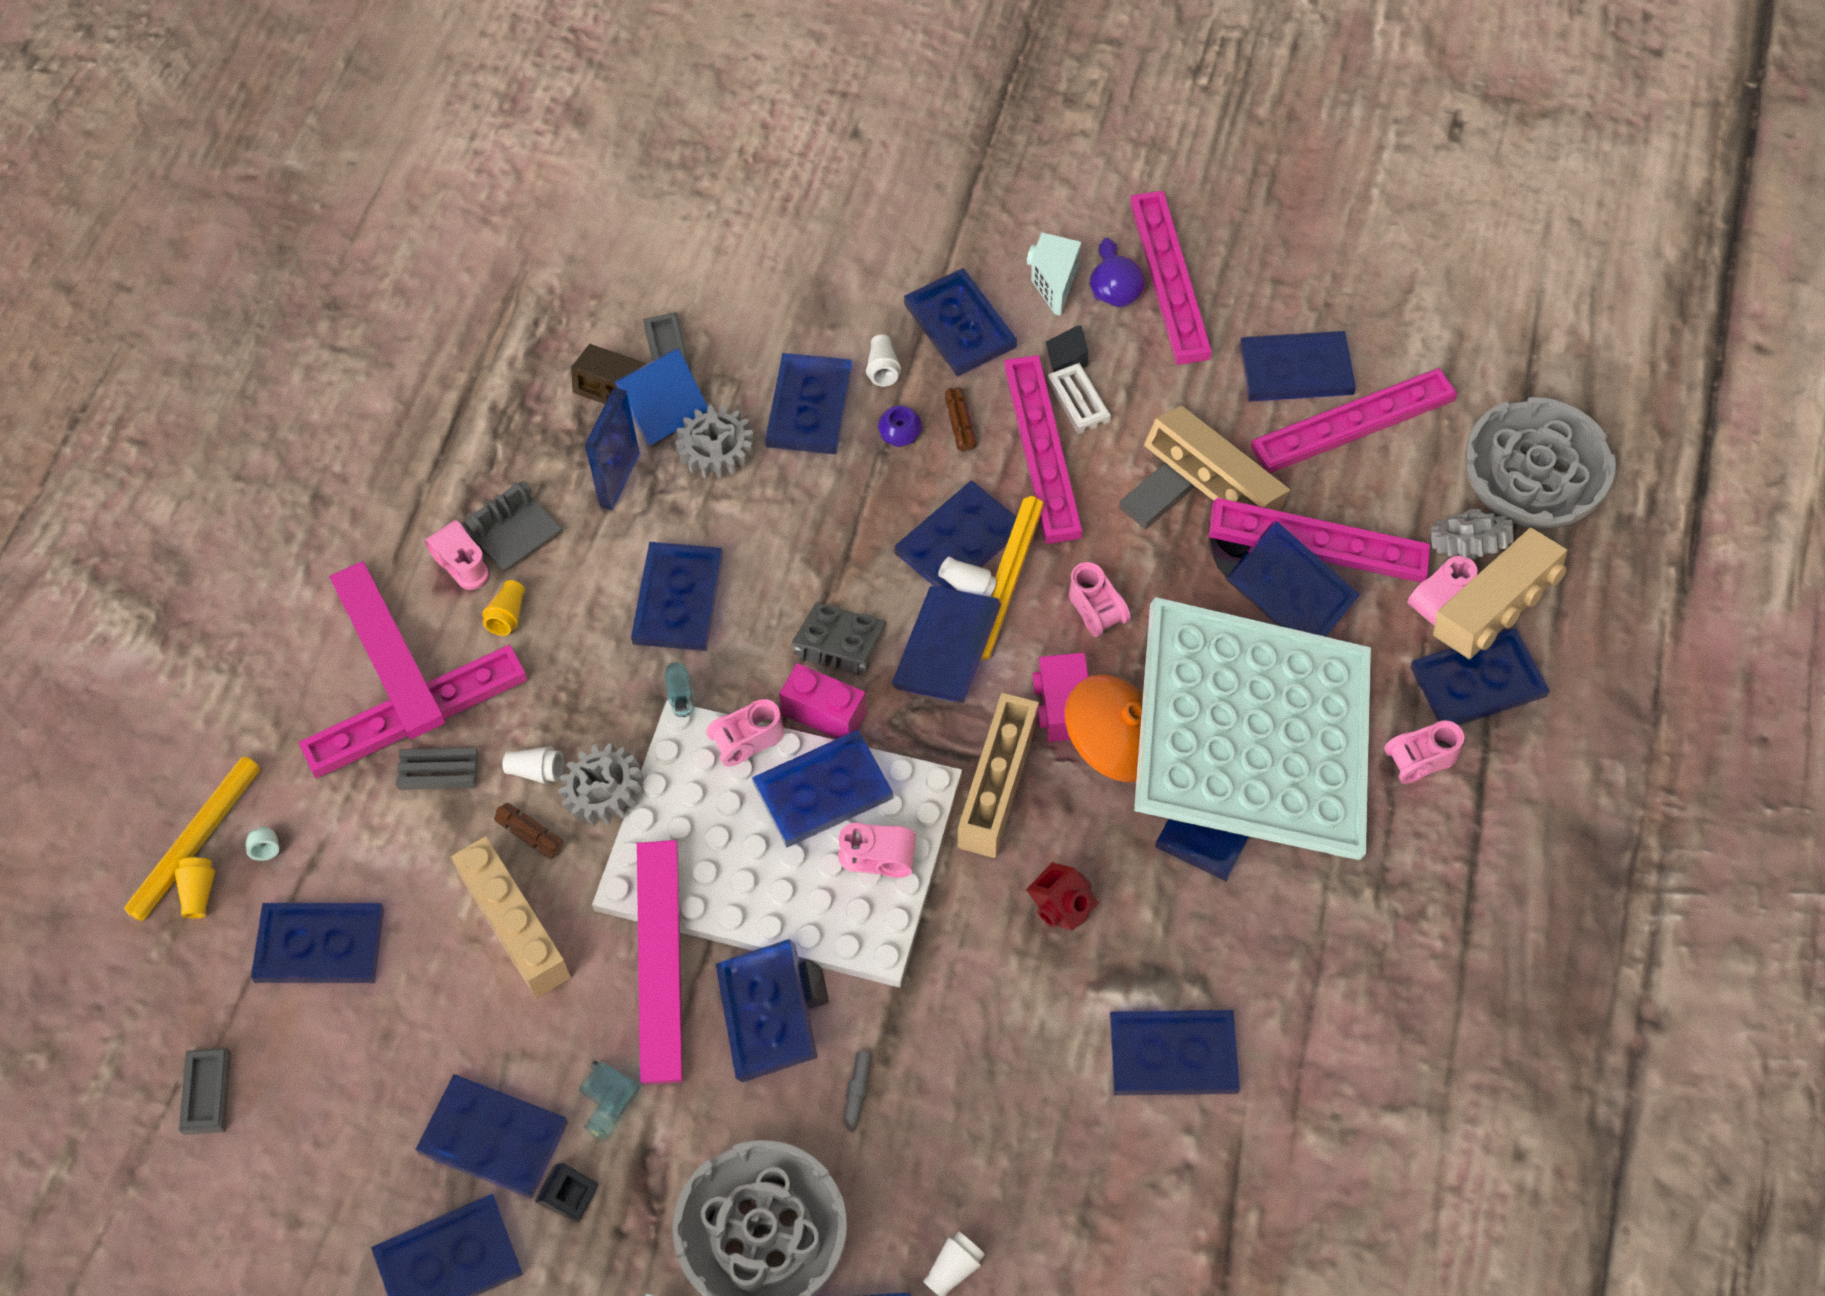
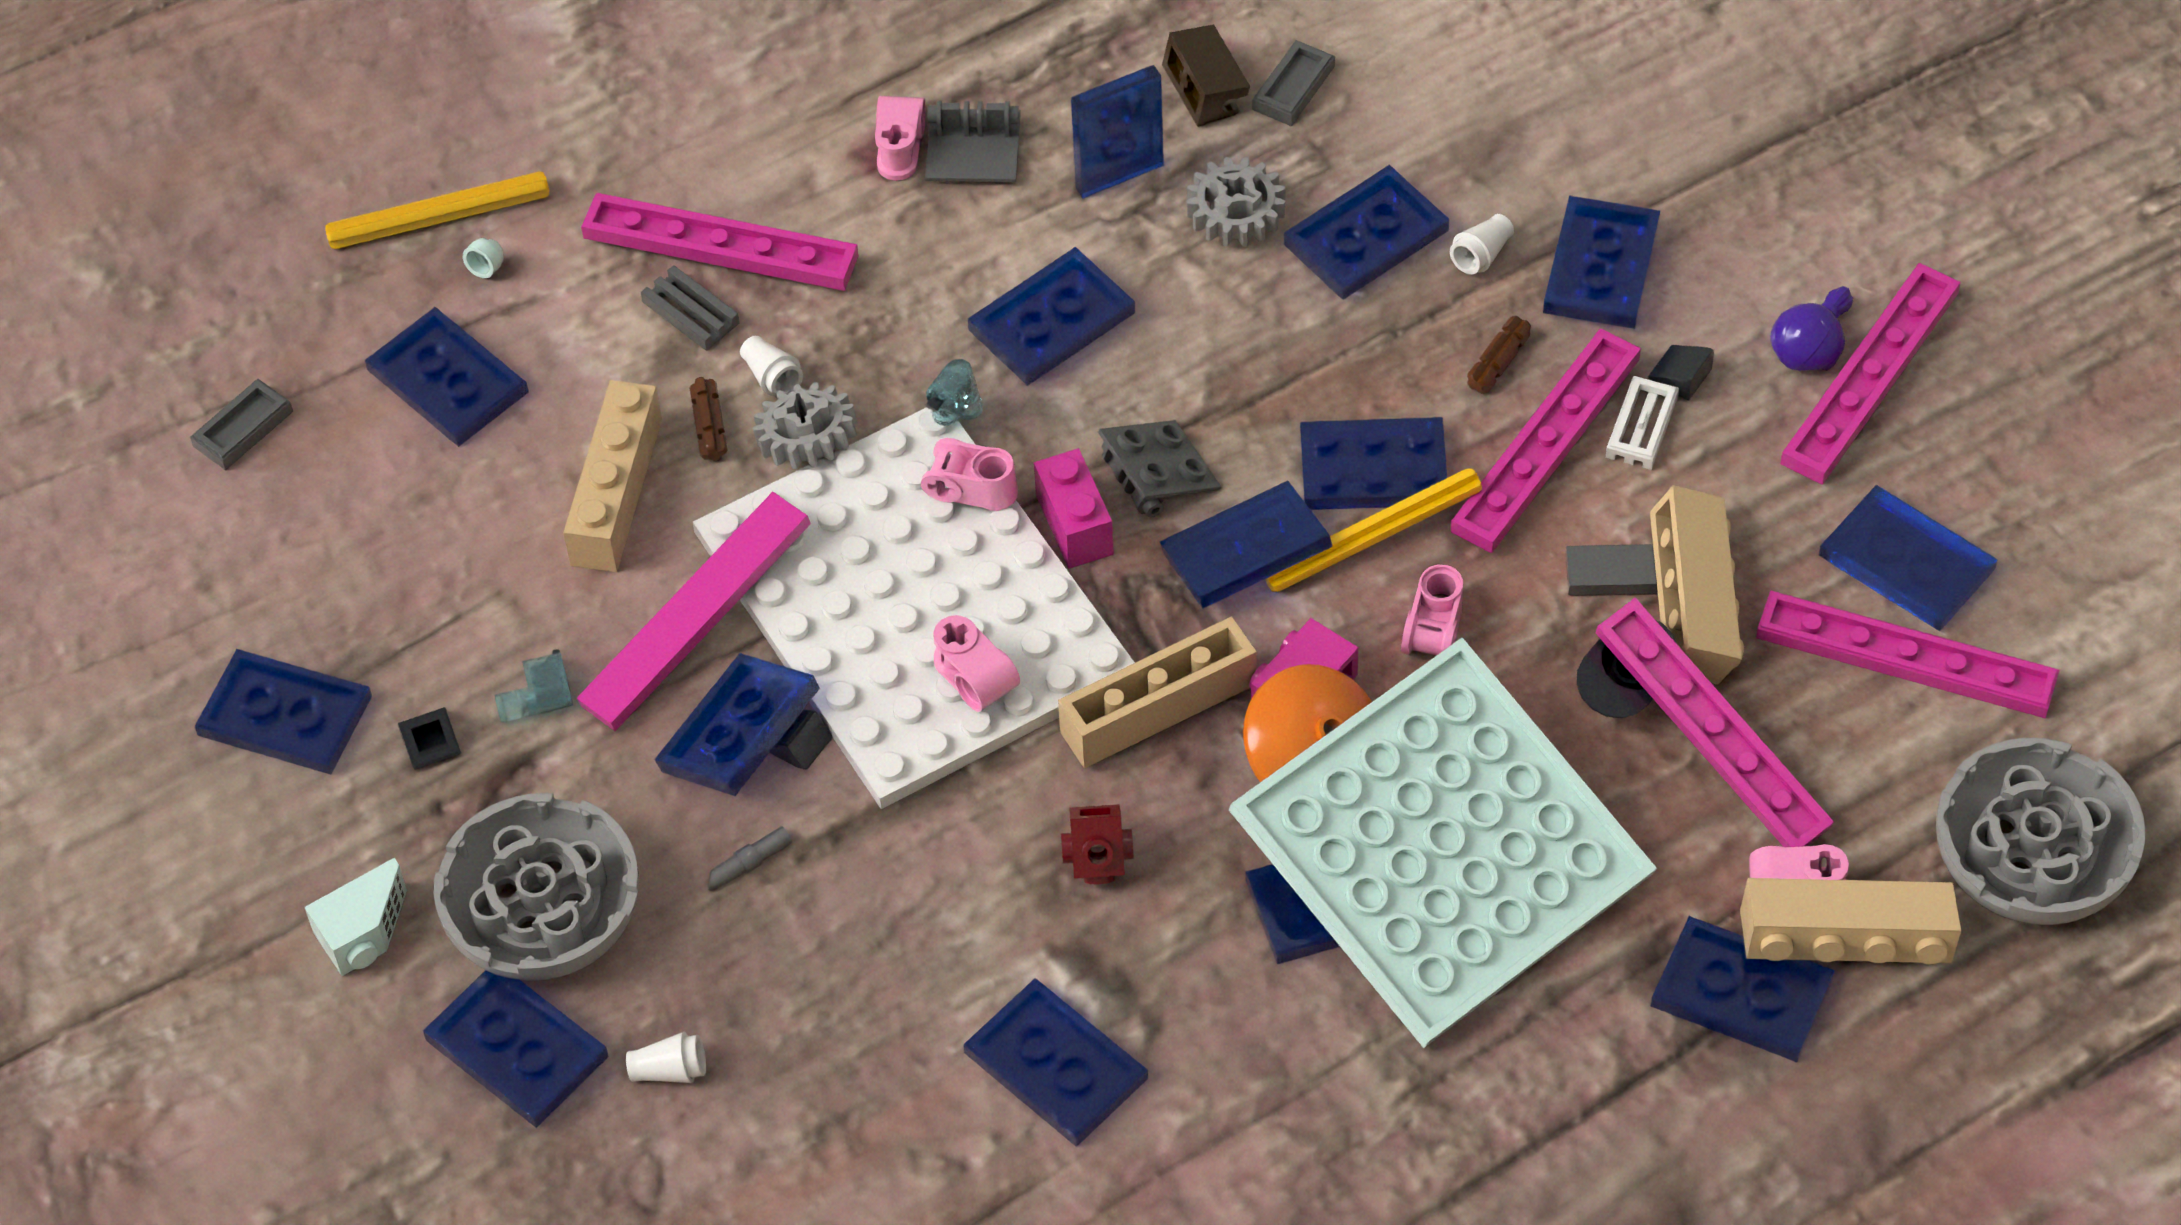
camera: 45 degrees right, 5 degrees down
(194, 885) = (398, 248): yellow cone -> none
(387, 650) = (748, 169): dark pink tile -> none
(492, 1136) = (419, 644): clear blue plate -> none
(503, 611) = (886, 212): yellow cone -> none
(662, 396) = (1226, 120): blue tile -> none
(822, 788) = (984, 575): clear blue plate -> none
(904, 434) = (1433, 317): dark purple plate -> none
(967, 577) = (1329, 500): white cone -> none
(1054, 268) = (1757, 280): light aqua slope -> none
(1291, 583) = (1632, 742): clear blue plate -> none
(1419, 754) = (1595, 1003): bright pink piece -> none
(1472, 534) = (1884, 843): light grey gear -> none

